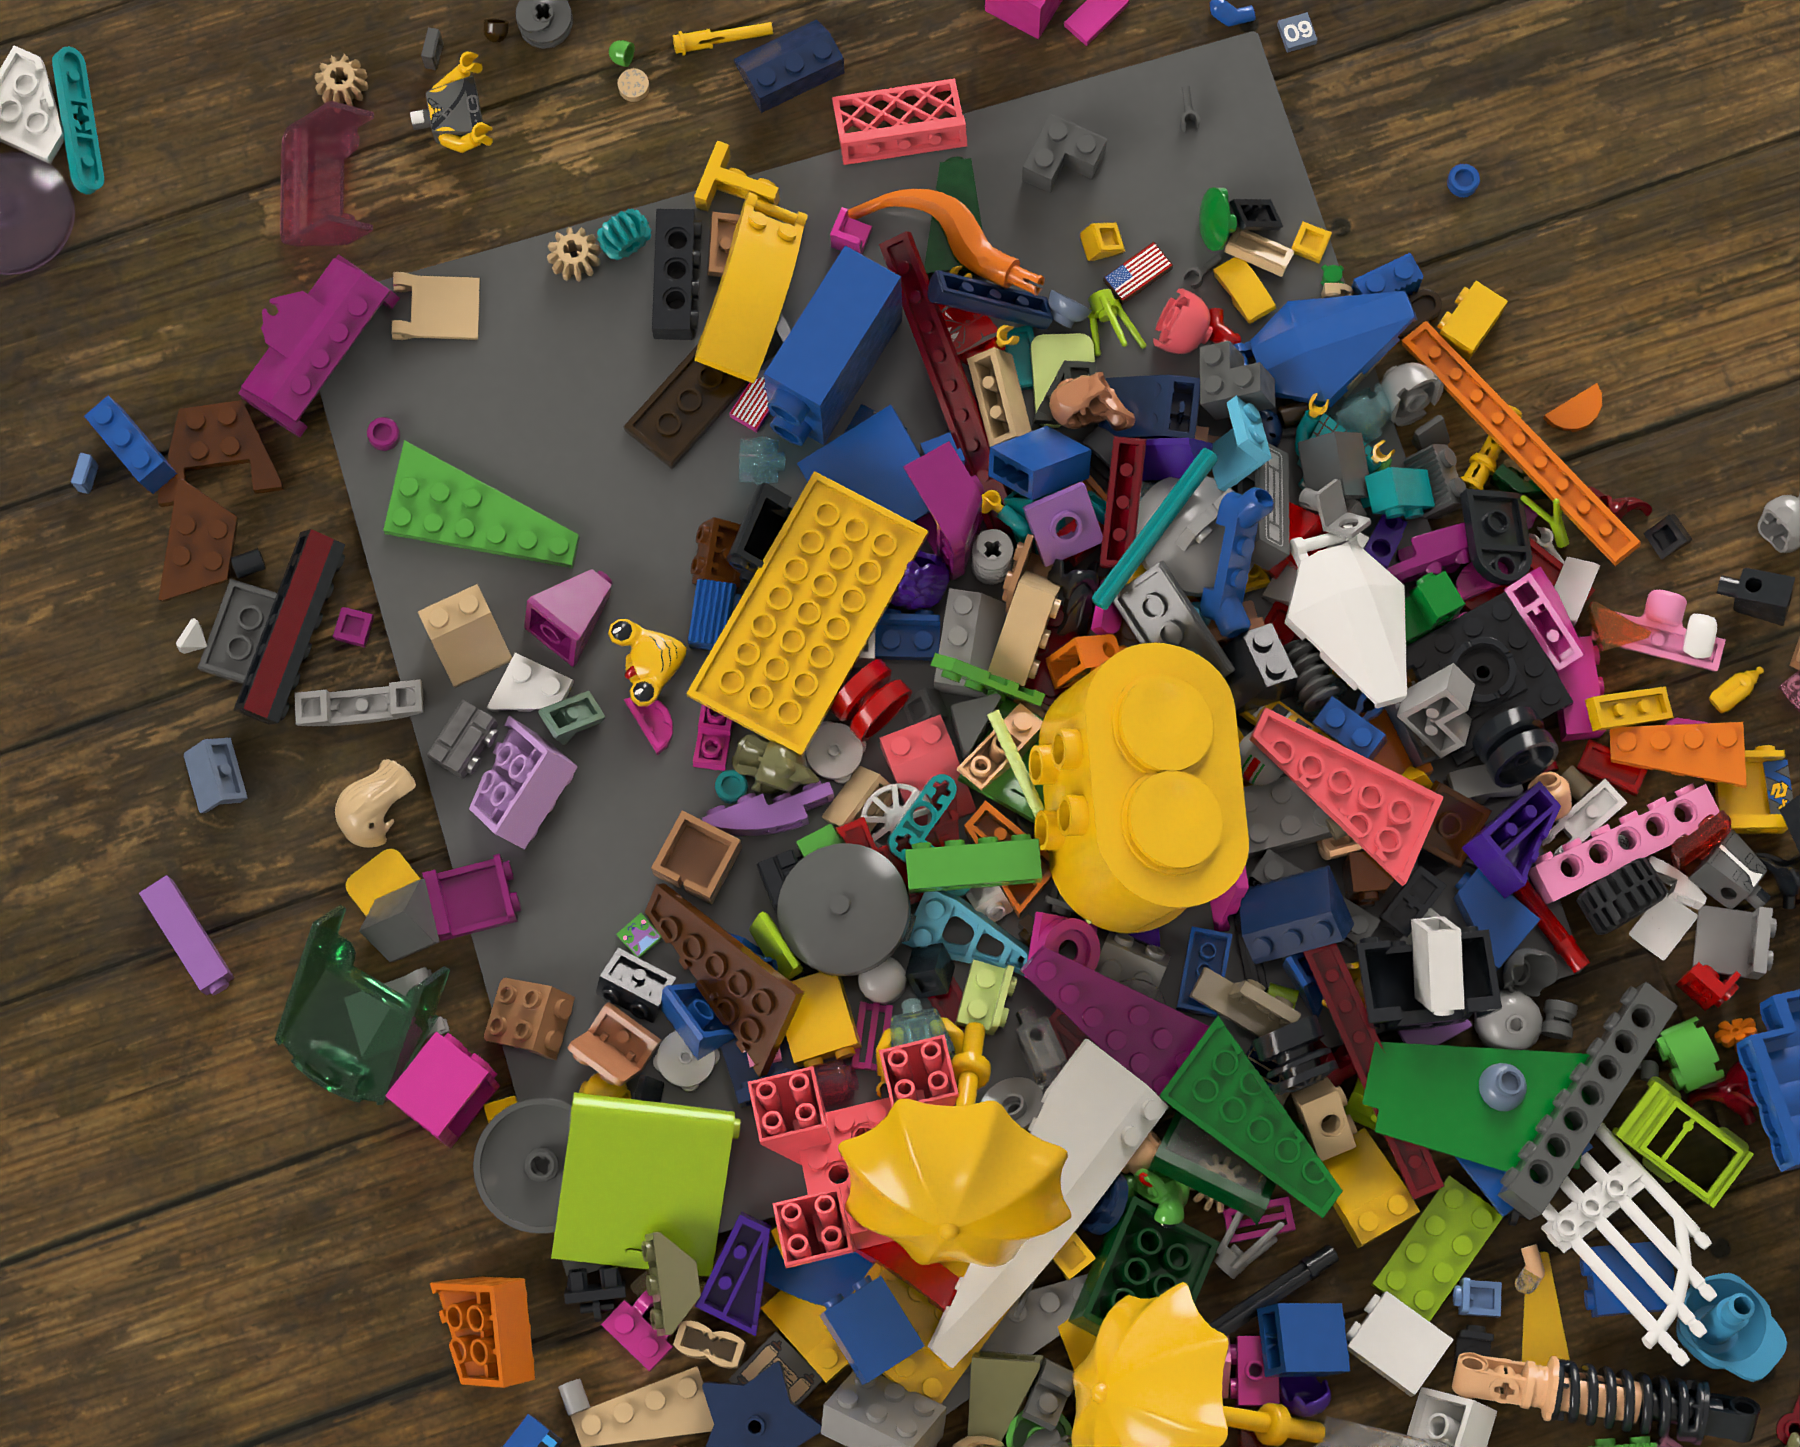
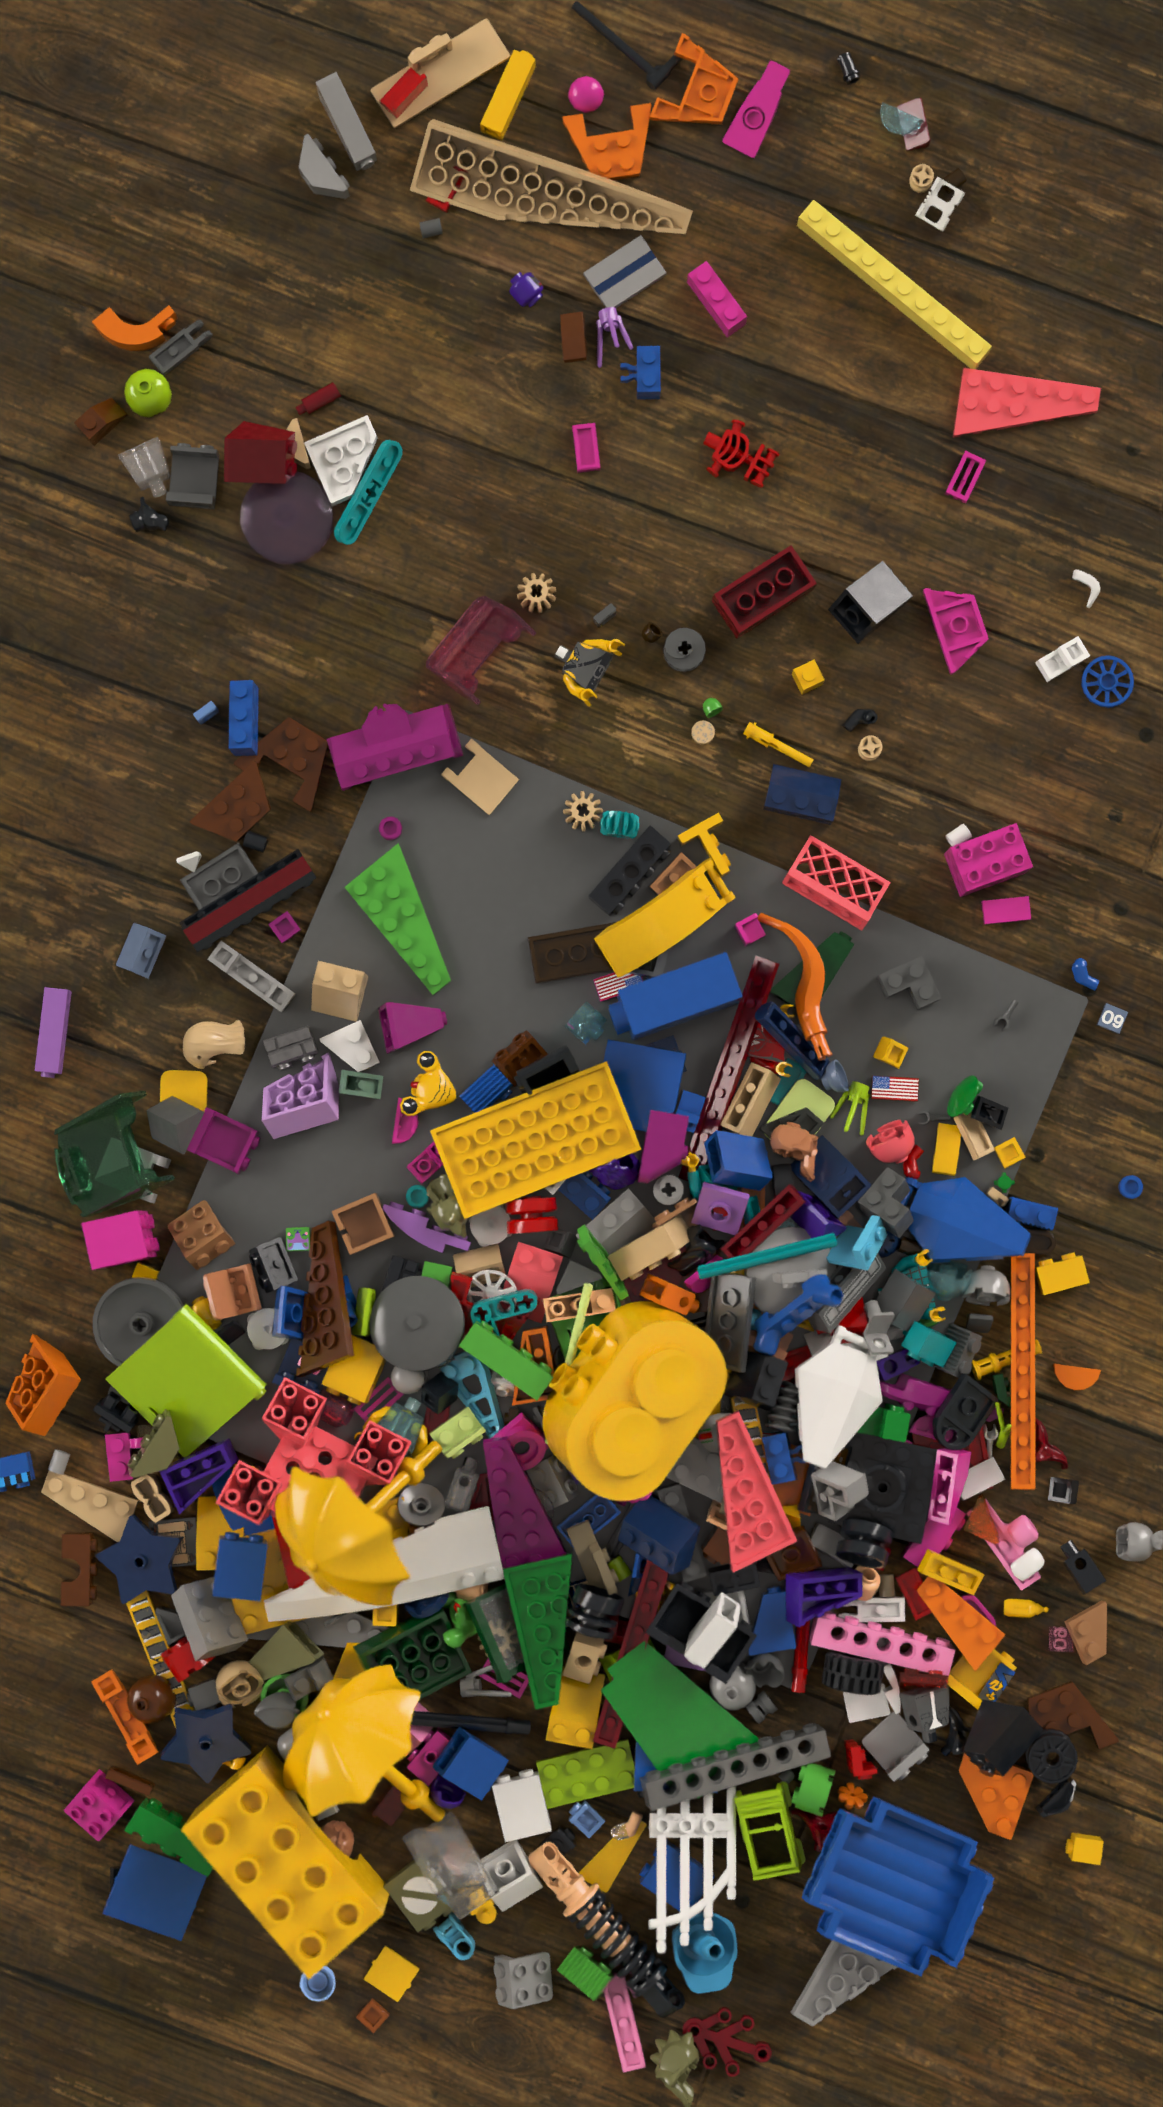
camera: 40 degrees right, 10 degrees up
(1502, 1086) = (694, 1721): sand blue piece -> none

